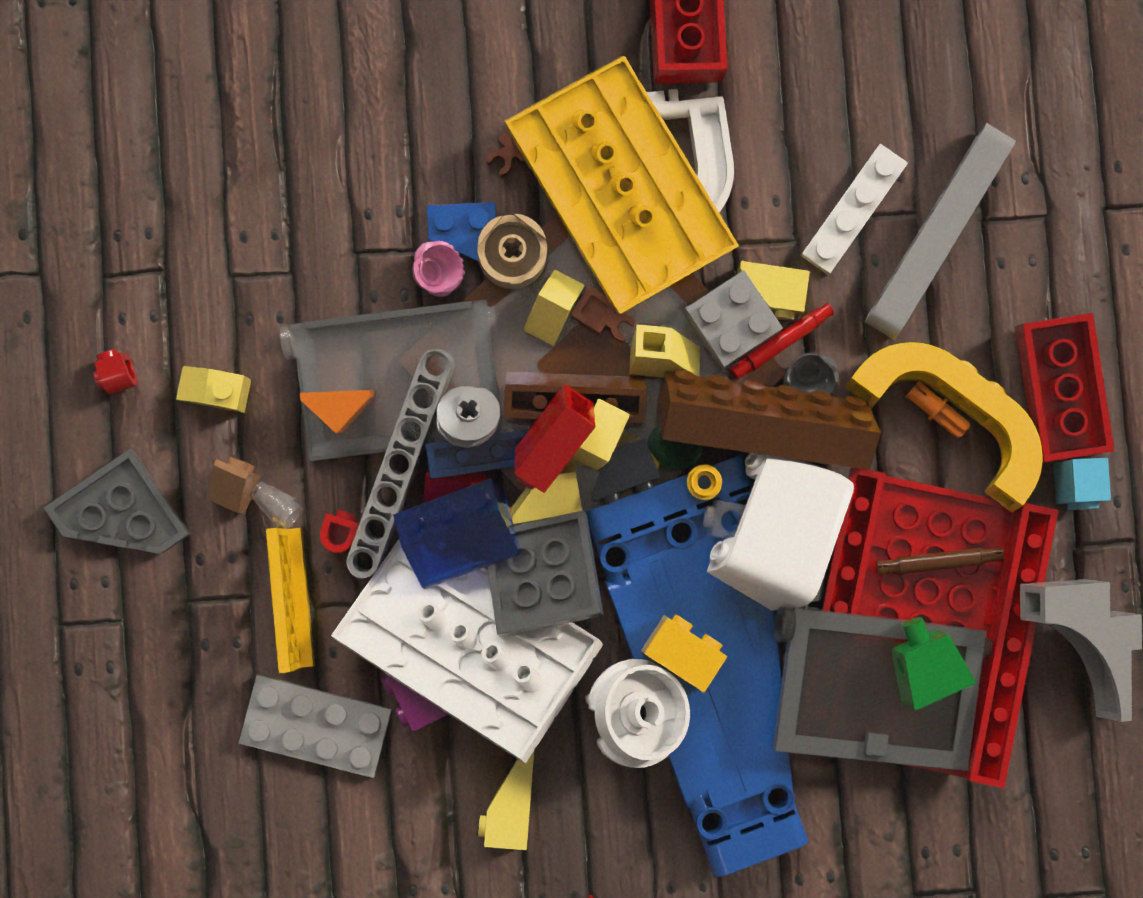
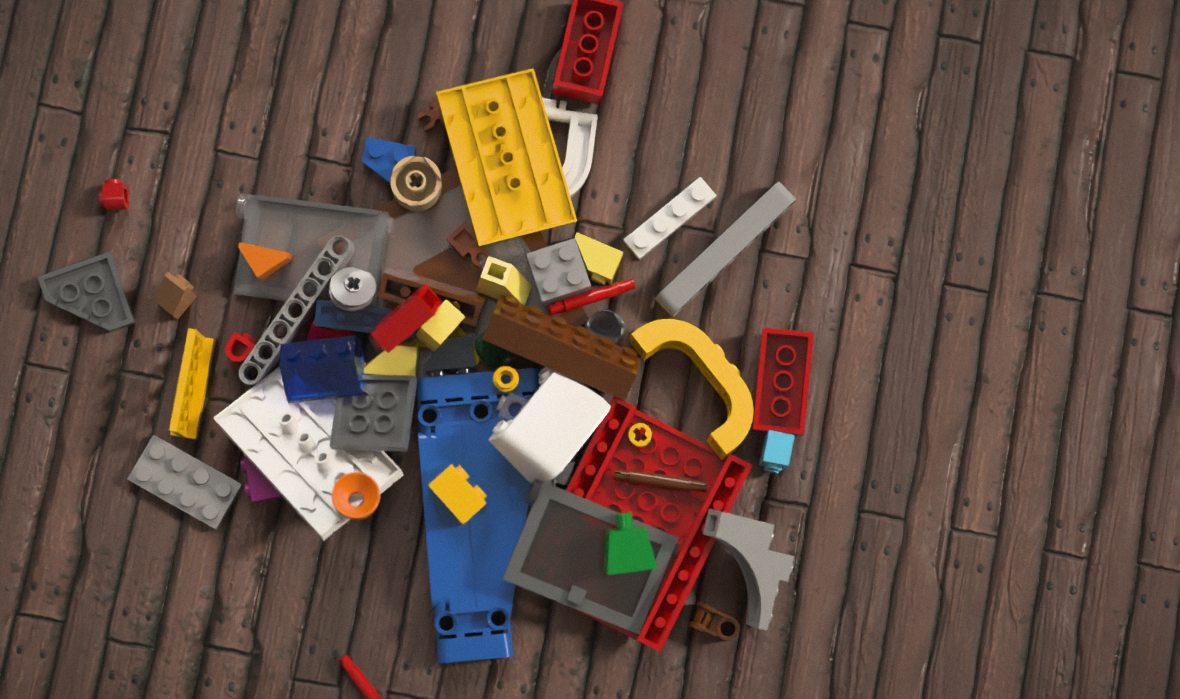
camera: 15 degrees right, 5 degrees down
(214, 388) = (181, 225): light yellow slope -> none
(277, 505) = (202, 318): clear cone -> none
(438, 268) = (362, 182): bright pink hair -> none
(509, 810) = (306, 576): light yellow slope -> none
(553, 307) = (435, 230): light yellow slope -> none
(557, 676) = (355, 484): none -> orange piece
(617, 706) = (398, 527): white piece -> none
(906, 503) = (648, 434): none -> yellow bush
(938, 410) = (690, 374): orange axle -> none
(1053, 727) = (713, 622): none -> reddish brown piece

